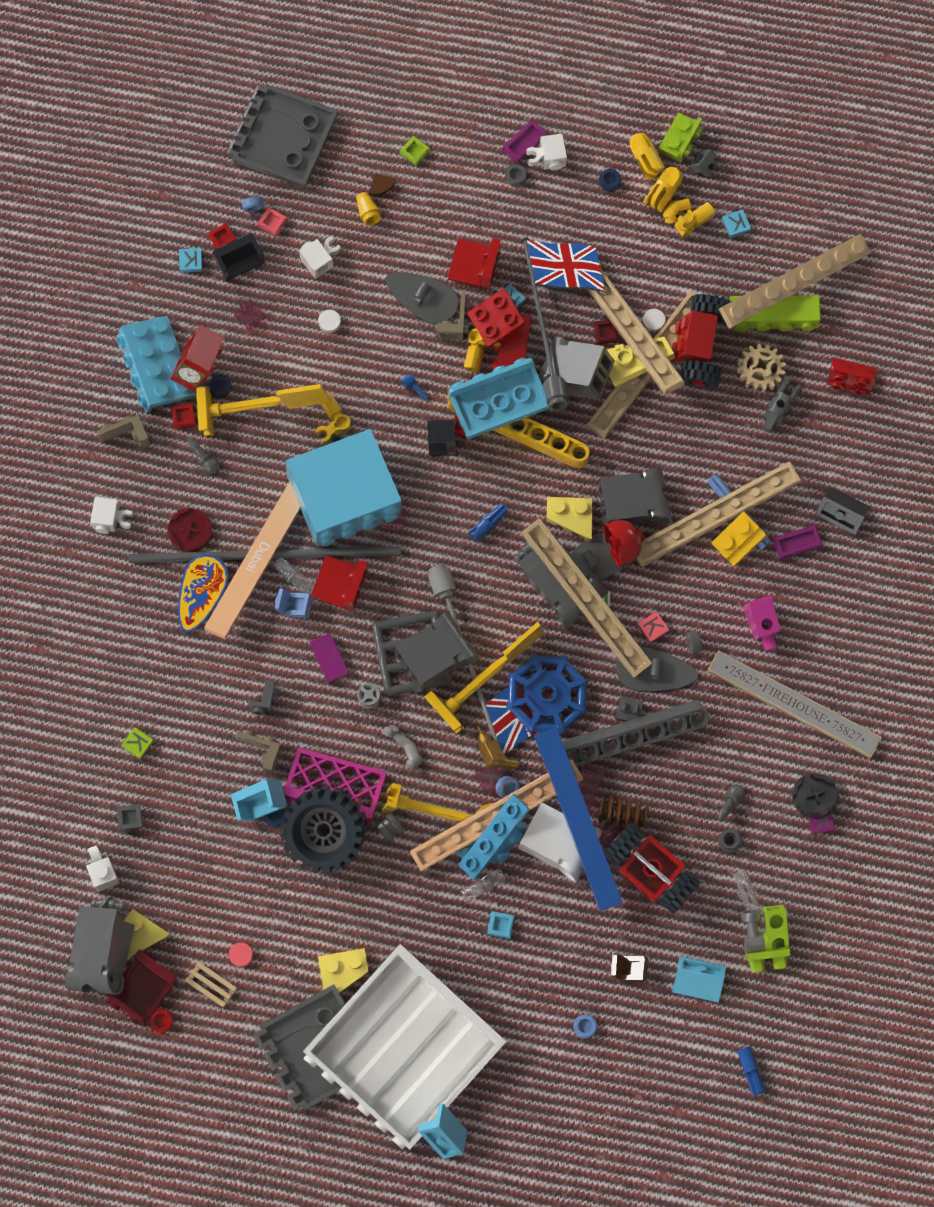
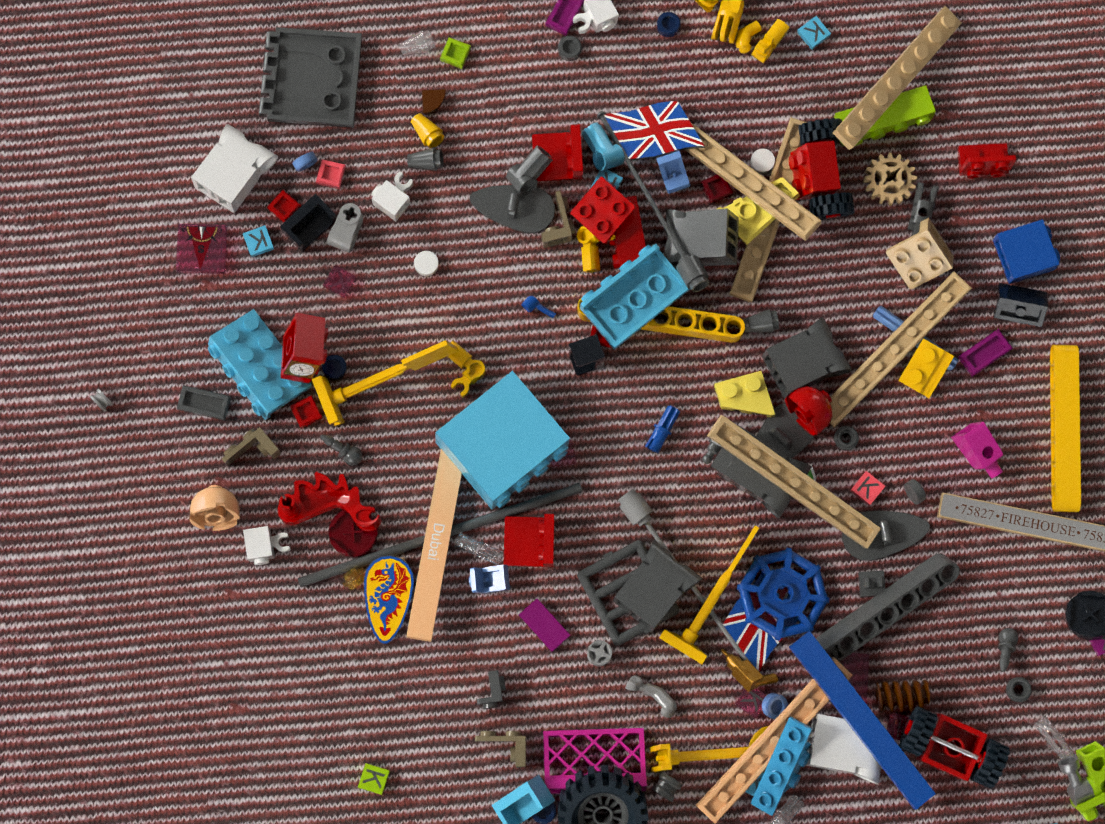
camera: 20 degrees left, 5 degrees up
(10, 353) = (101, 400): none -> light grey bush
(76, 472) = (215, 508): none -> light nougat cylinder
(98, 382) = (204, 403): none -> dark grey tile
(139, 252) = (201, 248): none -> clear pink tile
(173, 491) = (324, 496): none -> red animal
(176, 568) = (353, 578): none -> clear yellow plate
(188, 192) = (232, 169): none -> white piece
(267, 273) = (345, 232): none -> light grey piece
(359, 233) = (427, 159): none -> dark grey cone
(384, 133) = (419, 43): none -> clear cone
(438, 270) = (524, 175): none -> dark grey piece
(516, 272) = (604, 152): none -> medium azure piece
(570, 305) = (673, 172): none -> medium blue bracket
(606, 457) = (762, 322): none -> dark grey cone
(648, 572) = (851, 432): none -> dark grey plate
(766, 440) = (921, 256): none -> tan bracket
(846, 628) = (1065, 428): none -> yellow beam
(862, 465) = (1026, 251): none -> blue brick

